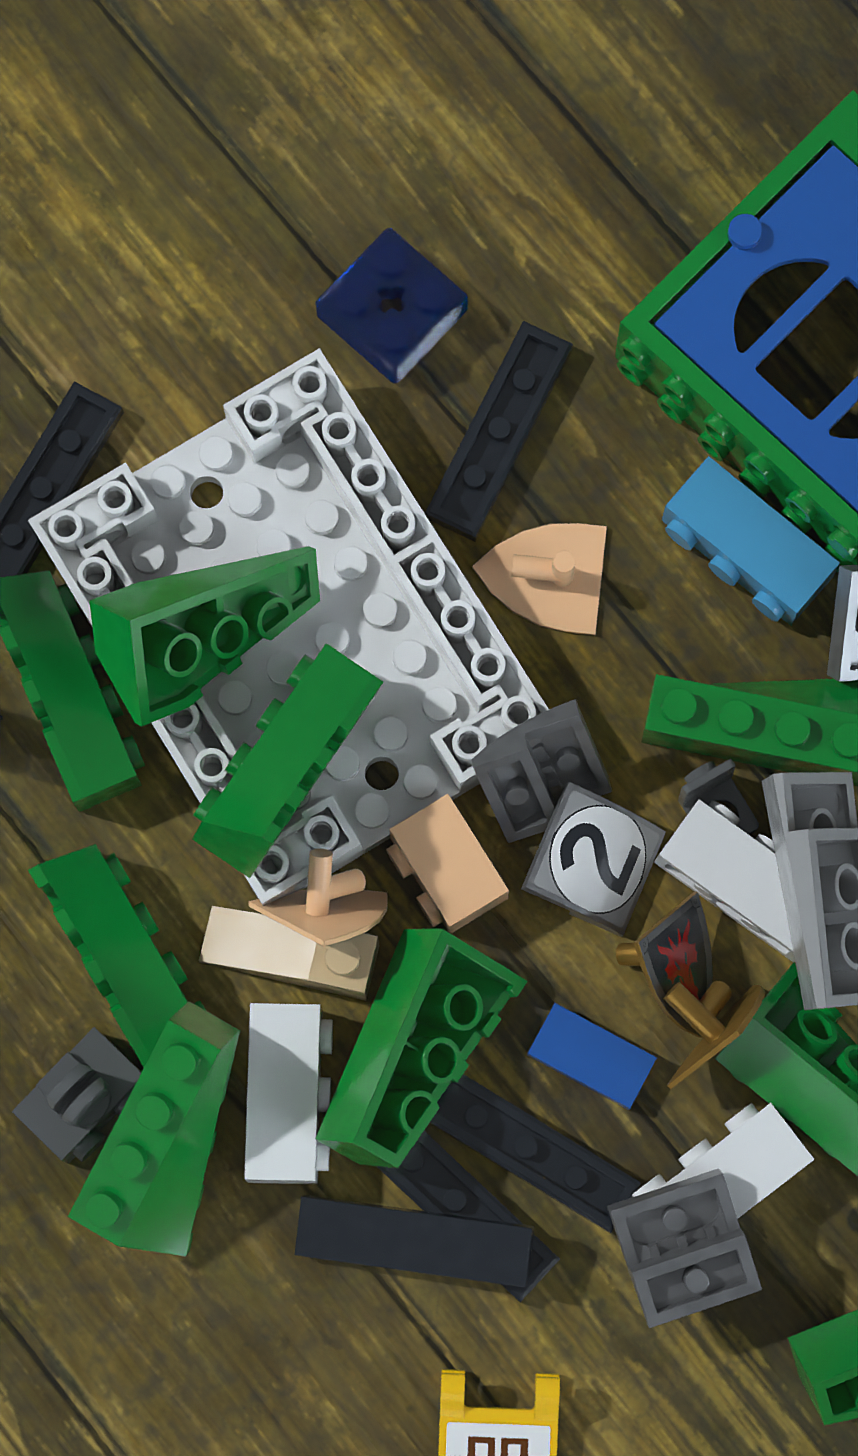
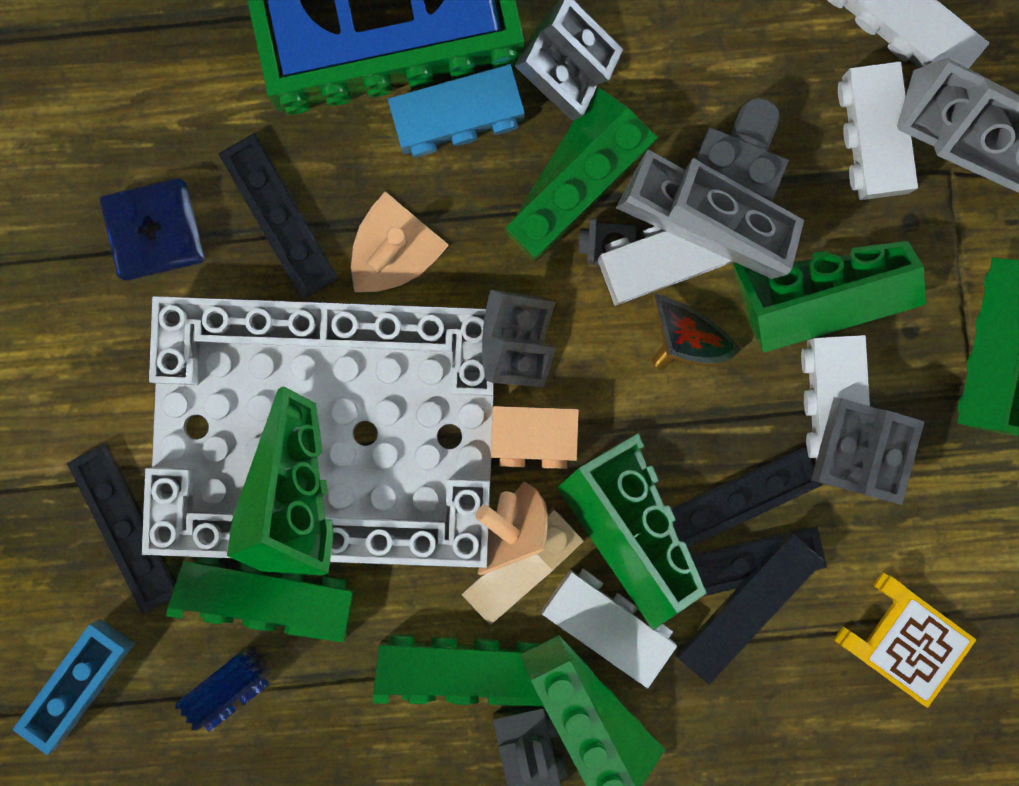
camera: 60 degrees left, 10 degrees up
(286, 760) = (408, 494): green wedge -> none
(591, 1056) = (708, 424): blue tile -> none
(594, 859) = (590, 342): slope -> none
(703, 1019) = (746, 336): pearl gold shield -> none

